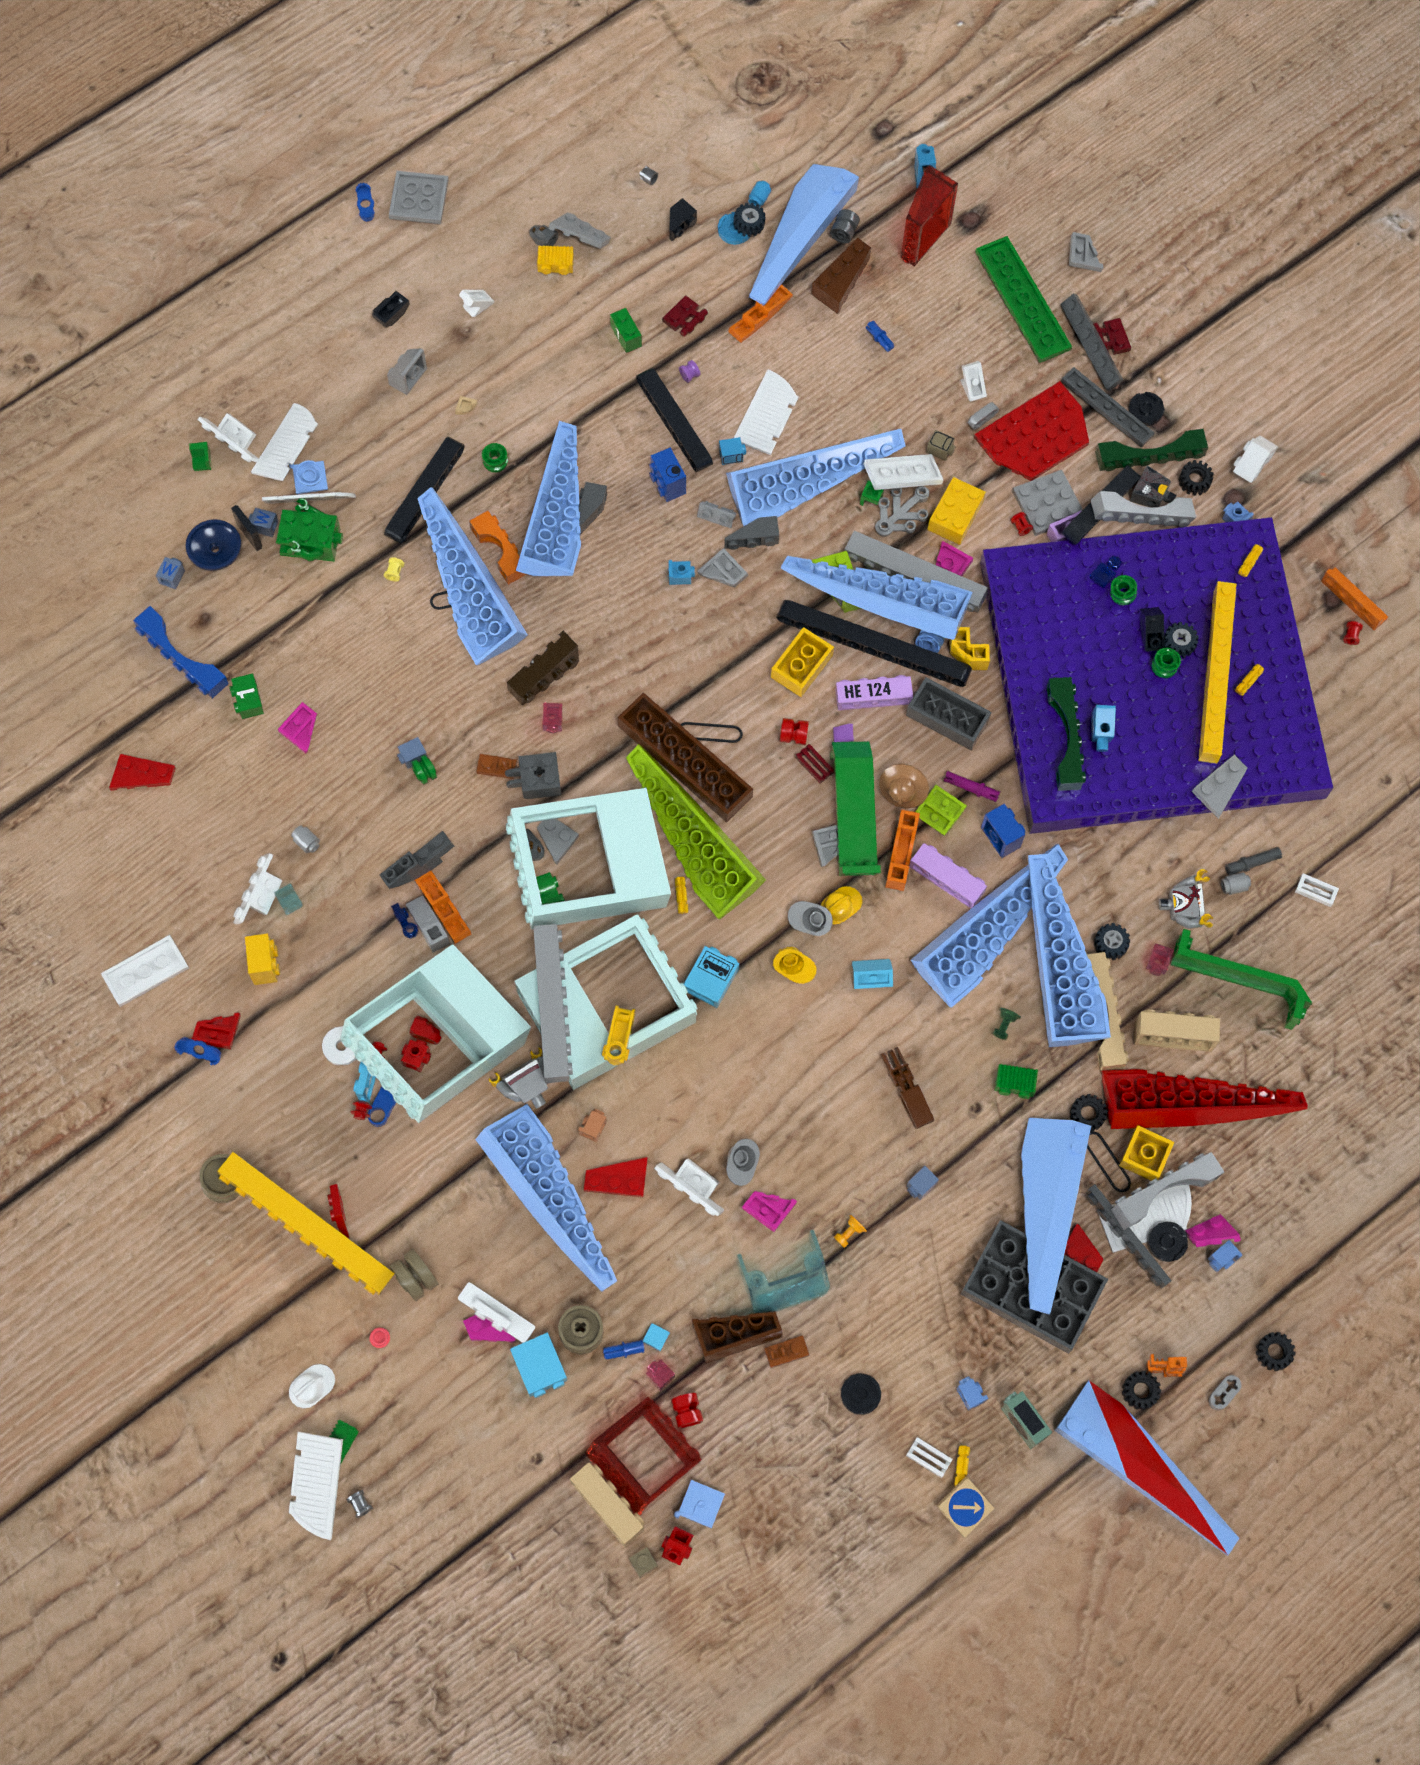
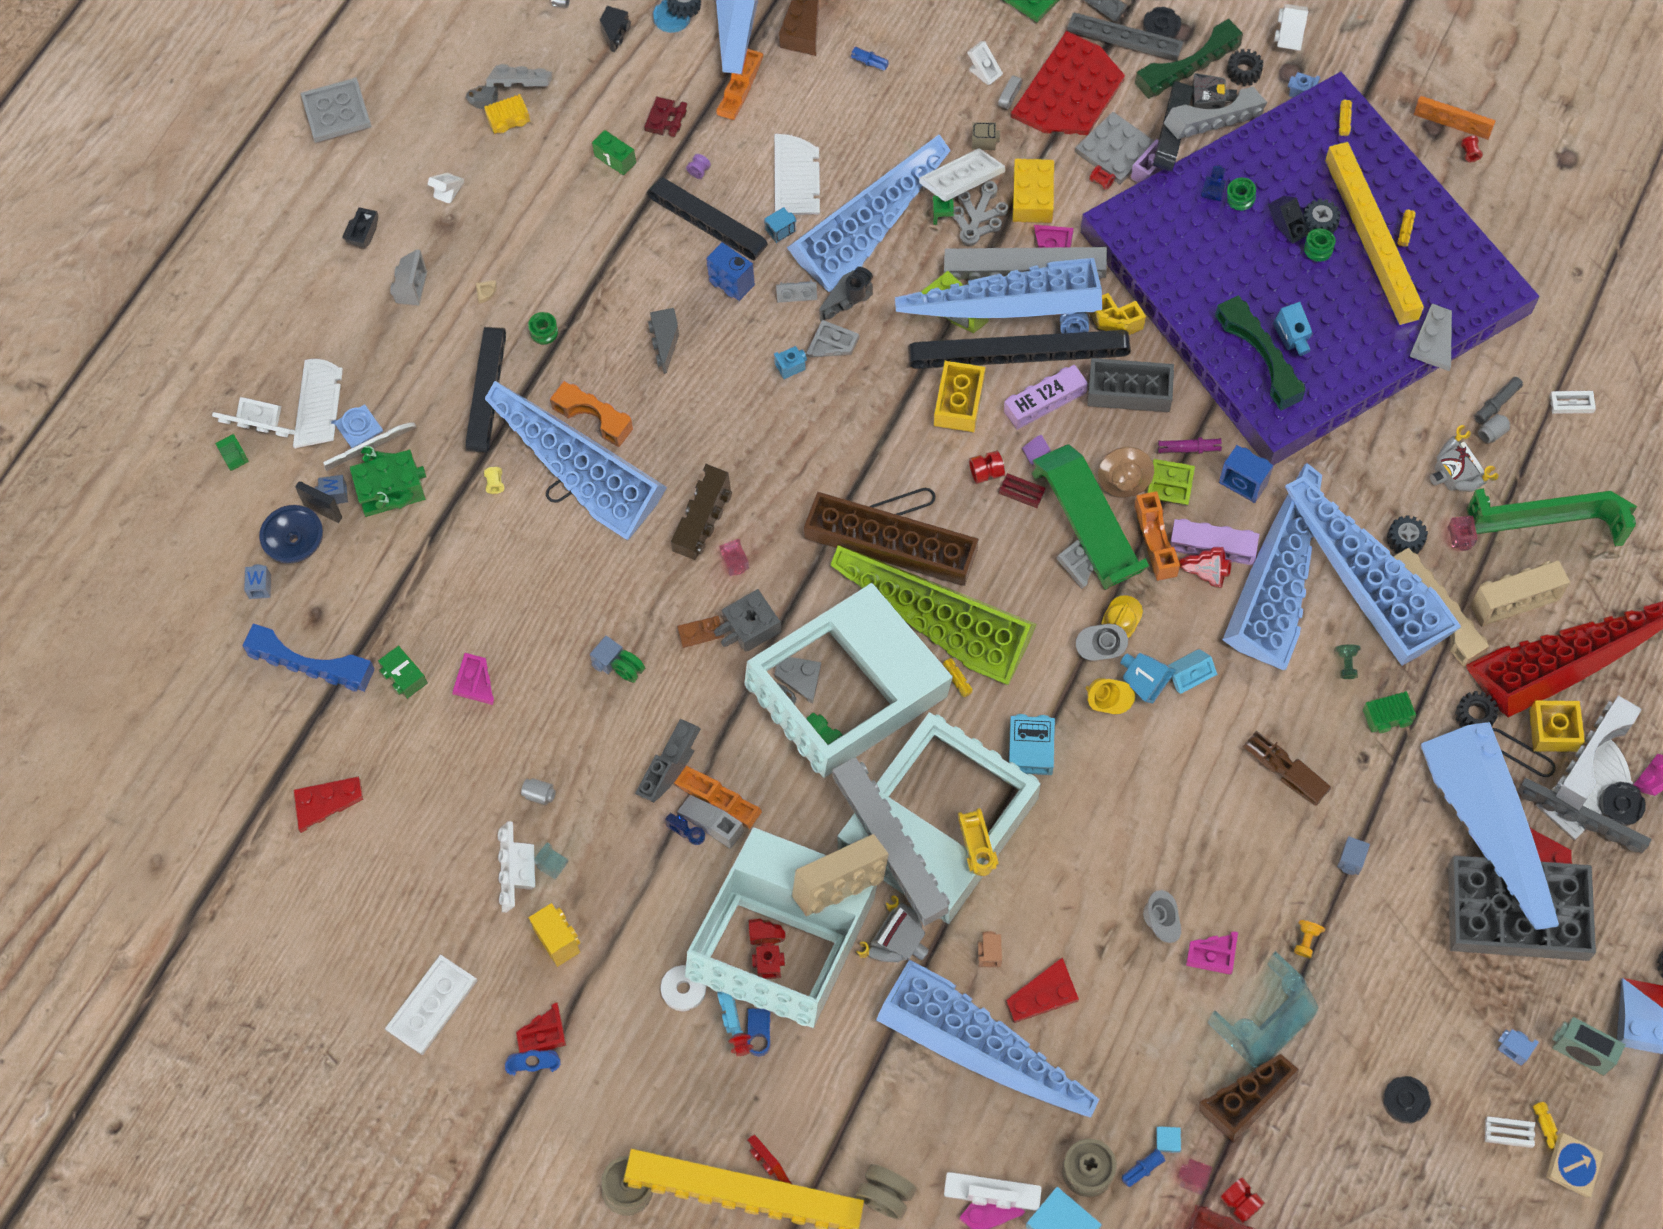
camera: 20 degrees left, 5 degrees down
(364, 193) = (276, 129): blue piece -> none
(495, 1013) = (840, 875): none -> tan brick
(554, 527) = (640, 370): light blue wedge -> none
(694, 1182) = (1124, 960): white bracket -> none
(769, 526) = (859, 278): none -> black piece
(786, 1351) = (1309, 1091): dark orange plate -> none
(832, 962) = (1146, 675): none -> dark azure torso
(933, 894) = (1208, 565): none -> rock

